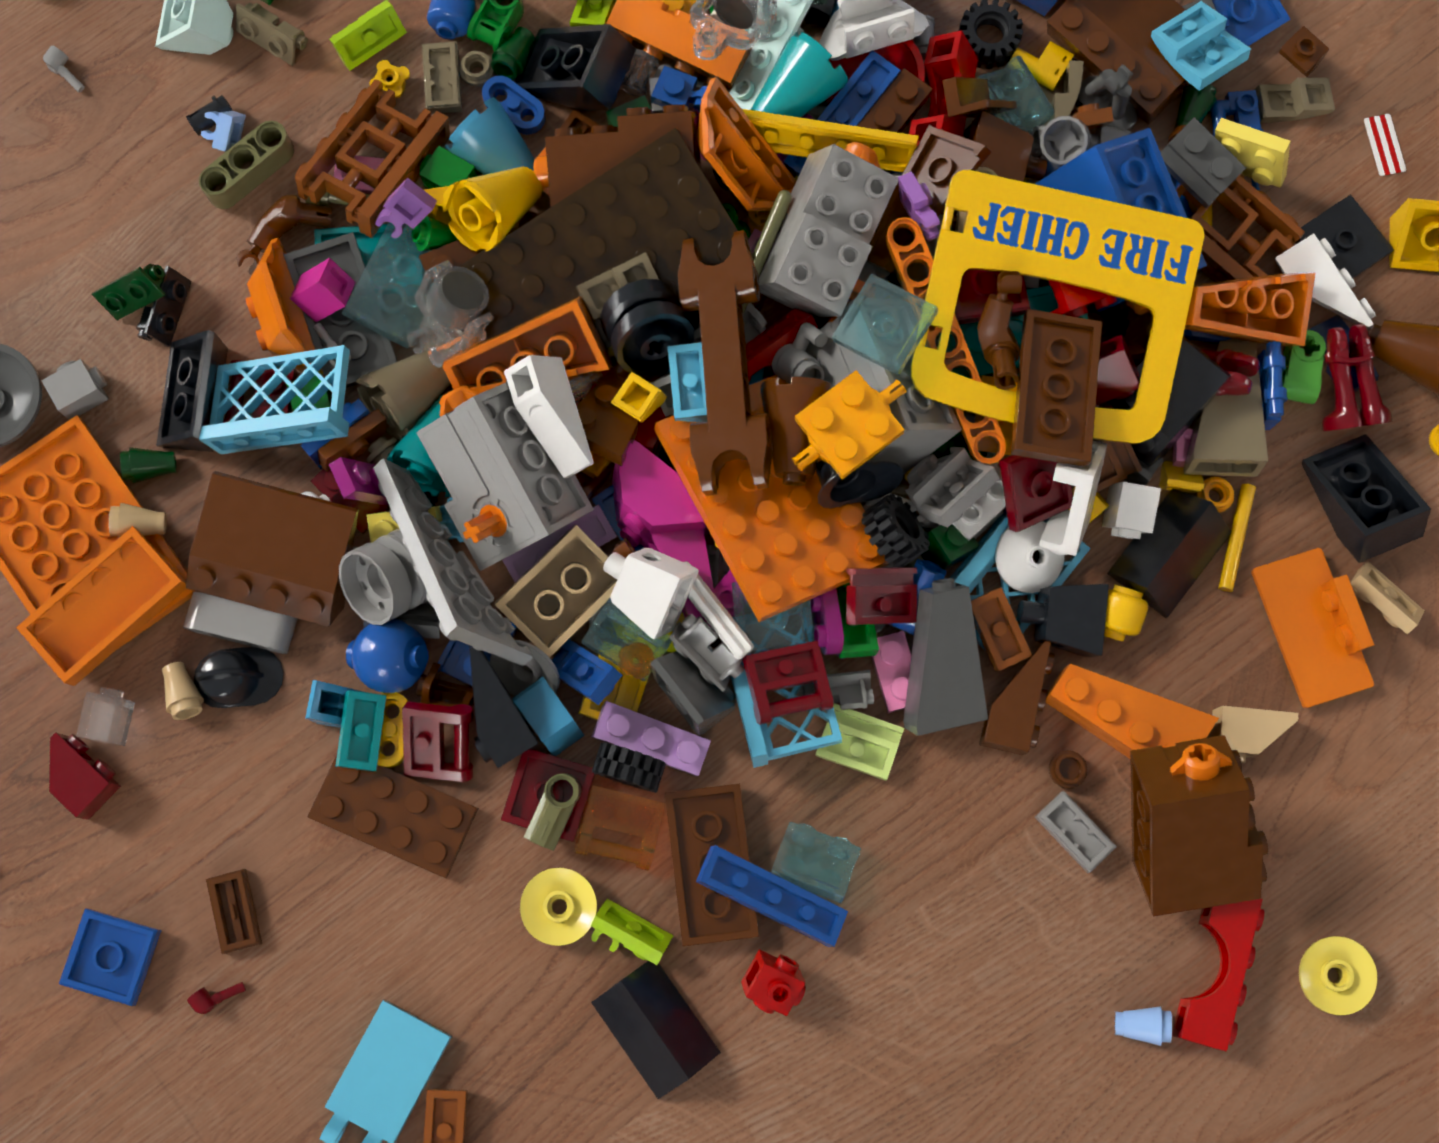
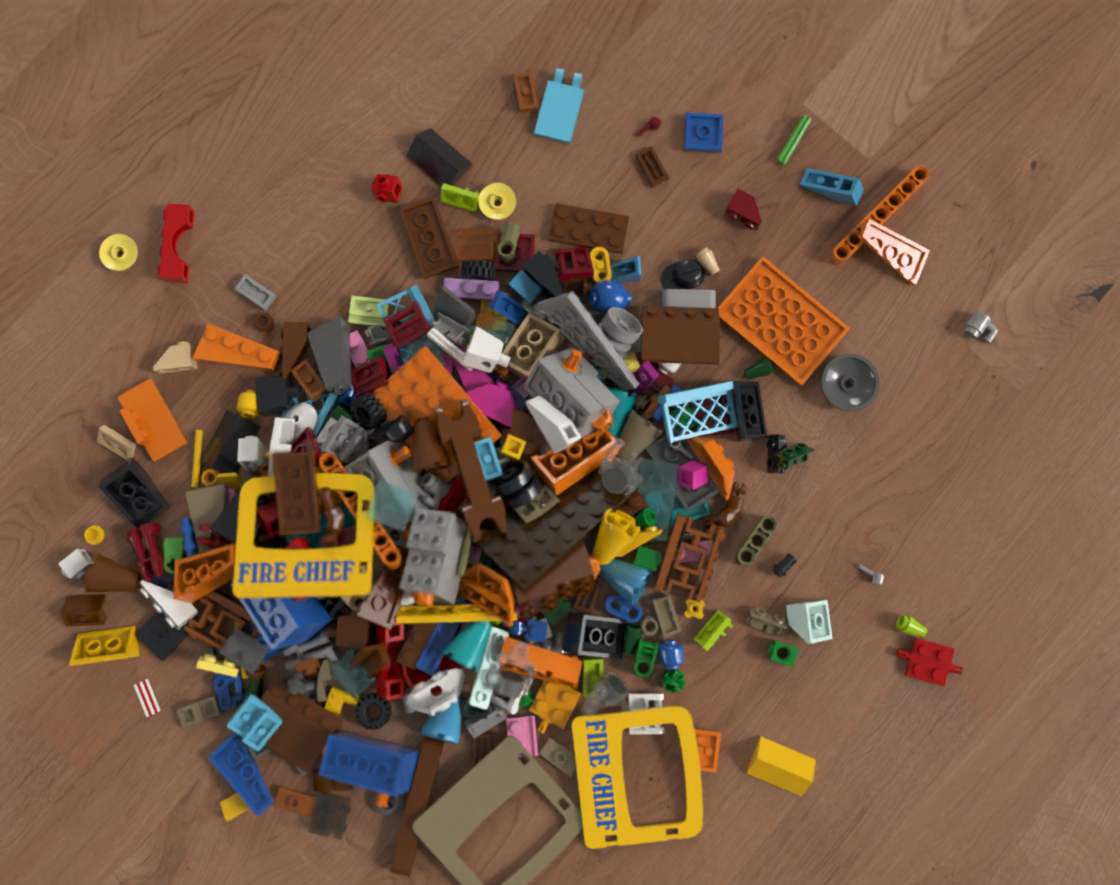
camera: 170 degrees right, 5 degrees up
(76, 388) = (807, 400): light grey brick -> none
(102, 607) = (756, 289): orange slope -> none
(106, 717) = (739, 240): clear brick -> none
(144, 520) = (753, 335): tan cone -> none
(228, 129) = (771, 556): light blue tile -> none
(360, 731) = (612, 258): teal plate -> none
(405, 206) = (660, 524): medium lavender plate -> none
(772, 896) = (395, 226): blue plate -> none
(816, 861) = (379, 248): clear light blue bracket -> none
(849, 424) = (398, 446): light orange plate -> none
(916, 201) = (387, 579): medium lavender plate -> none
(1064, 139) = (317, 643): light grey wheel -> none
(1145, 1025) = (207, 210): light blue cone -> none
(1194, 827) = (195, 296): reddish brown piece -> none
(1304, 51) = (198, 736): reddish brown bracket -> none

